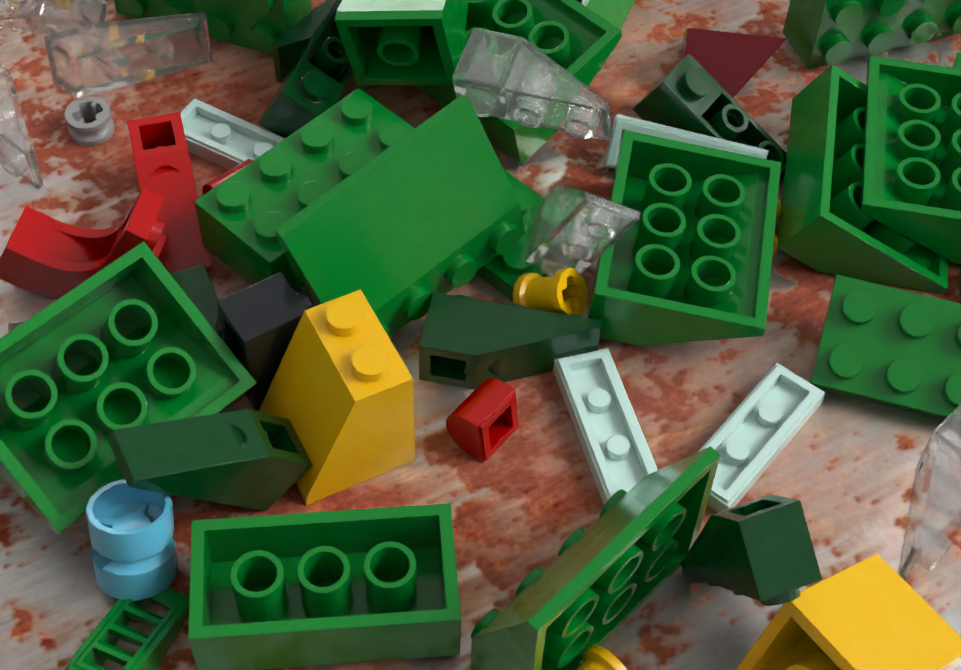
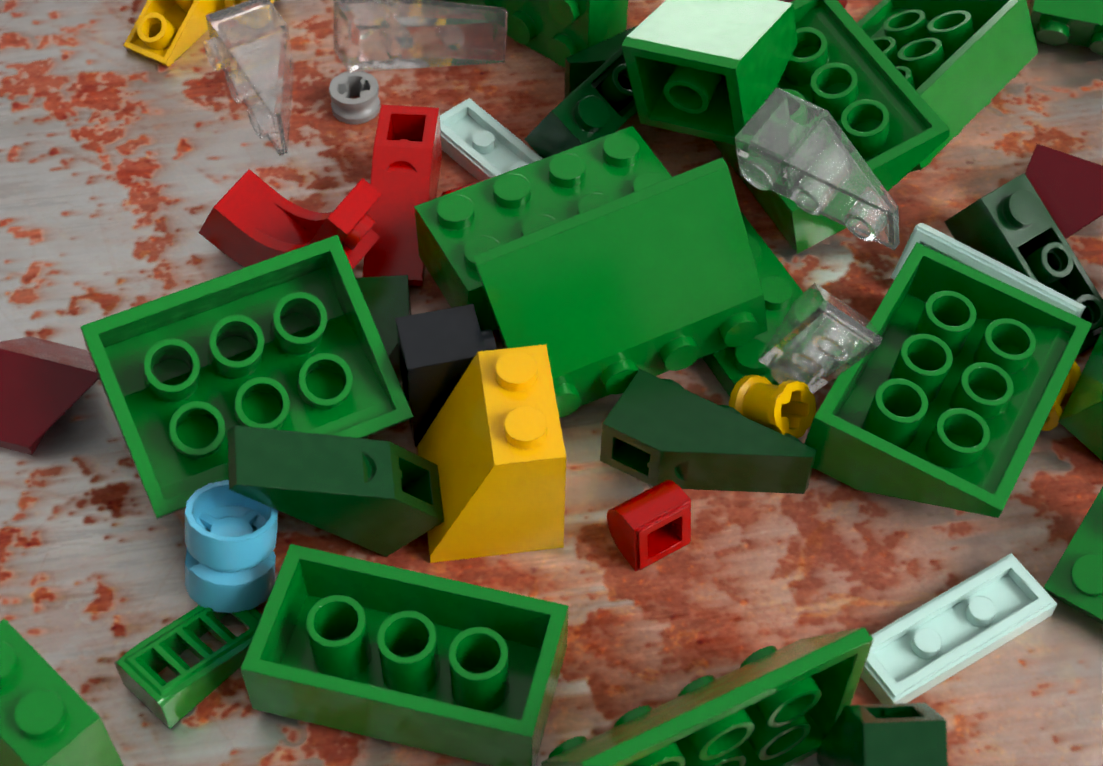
camera: 20 degrees right, 0 degrees up
(604, 421) = (787, 563): light aqua tile -> none

